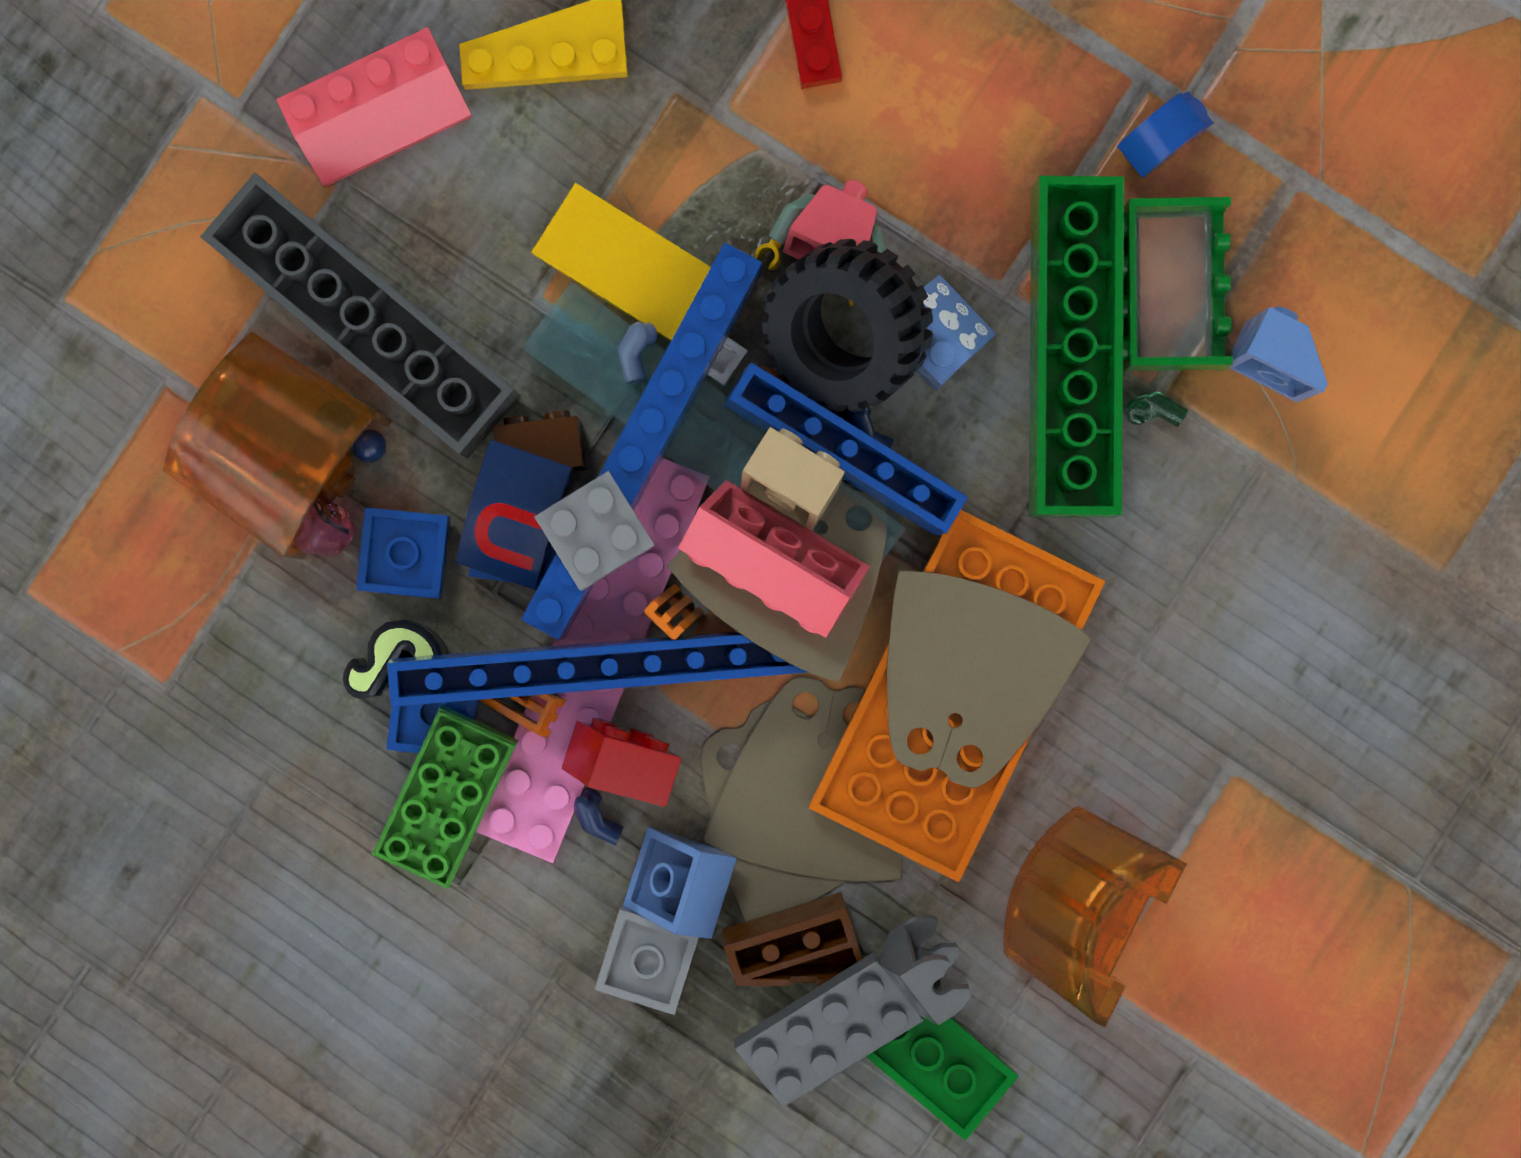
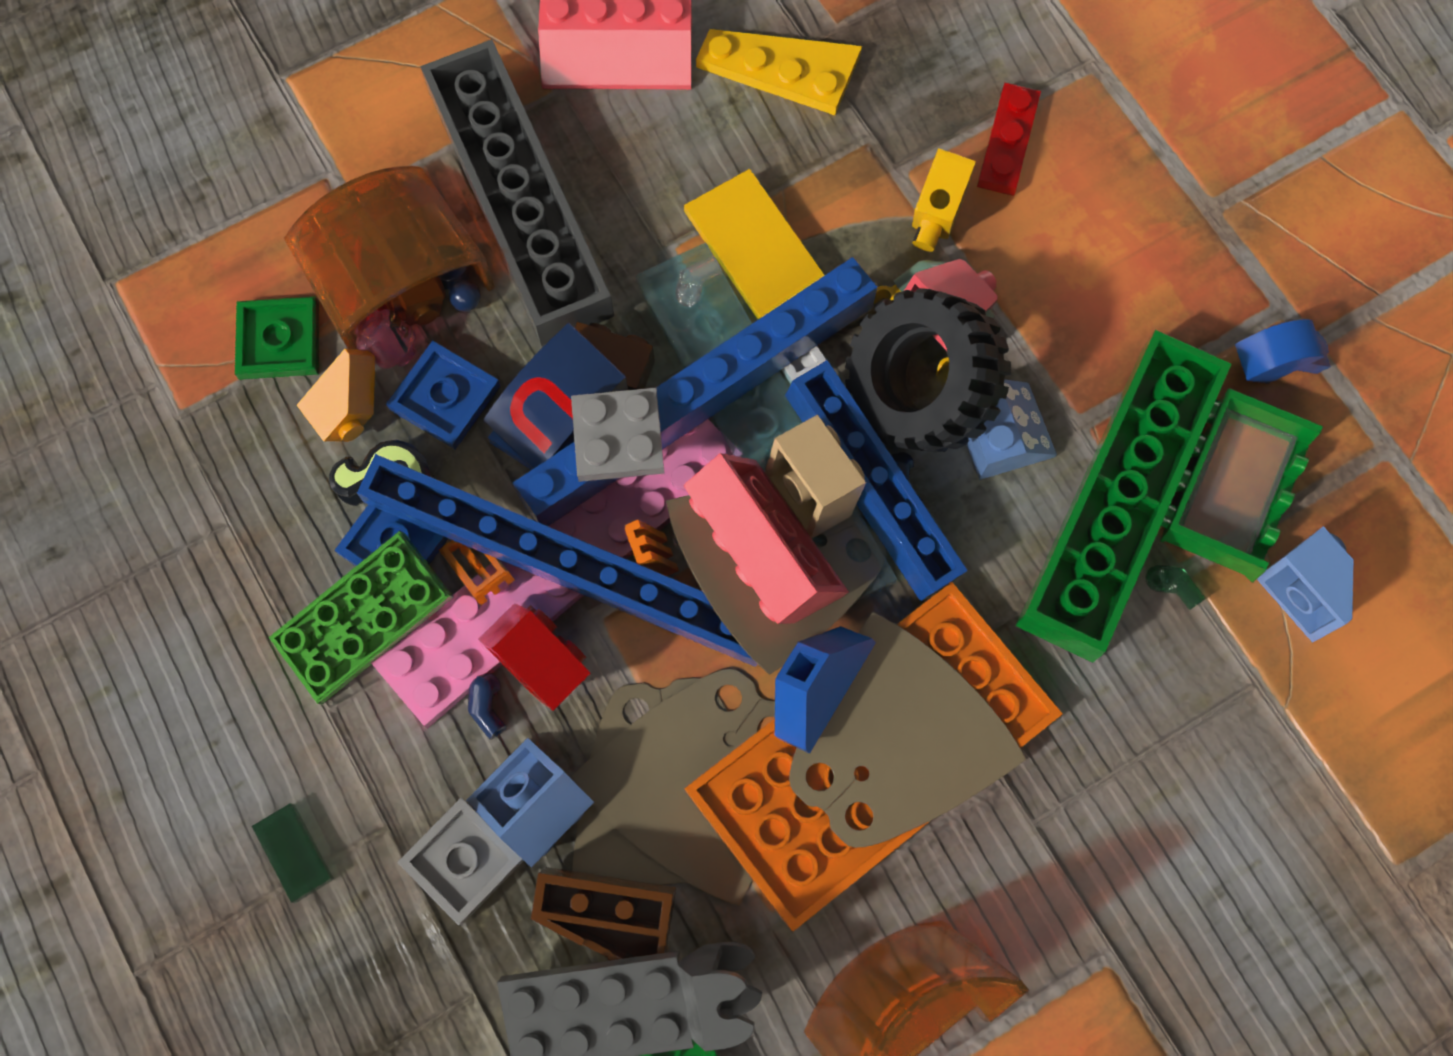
camera: 25 degrees right, 15 degrees down
(214, 572) = (277, 338): none -> green tile
(314, 607) = (342, 397): none -> light orange slope
(498, 1022) = (292, 853): none -> clear green tile
(579, 330) = (691, 280): none -> clear arm
(630, 348) = (737, 307): sand blue arm -> none
(777, 114) = (941, 198): none -> yellow torso
(881, 663) = (815, 683): none -> blue slope

